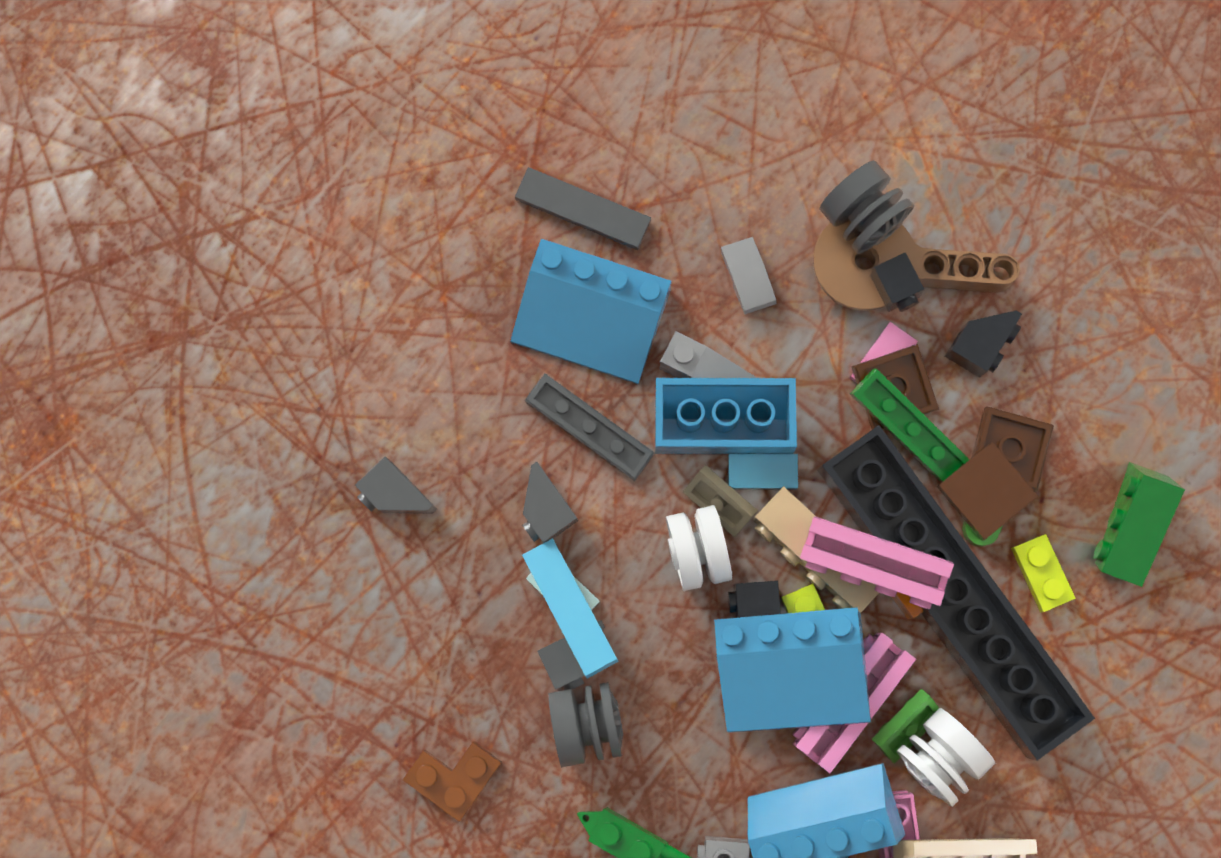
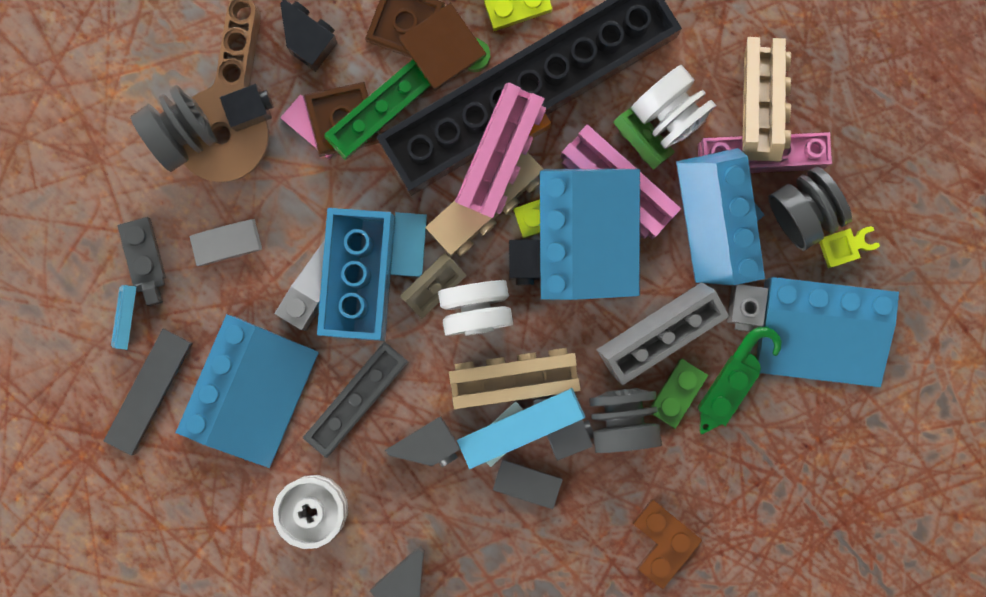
camera: 95 degrees left, 5 degrees up
(454, 371) = (297, 525): none -> white wheel
(509, 621) = (527, 484): none -> dark grey tile
(621, 784) = (678, 392): none -> bright green plate
(622, 598) = (513, 380): none -> tan brick
(660, 175) = (123, 317): none -> medium azure tile
(687, 762) = (663, 333): none -> light grey brick
(723, 191) = (143, 258): none -> dark grey hinge

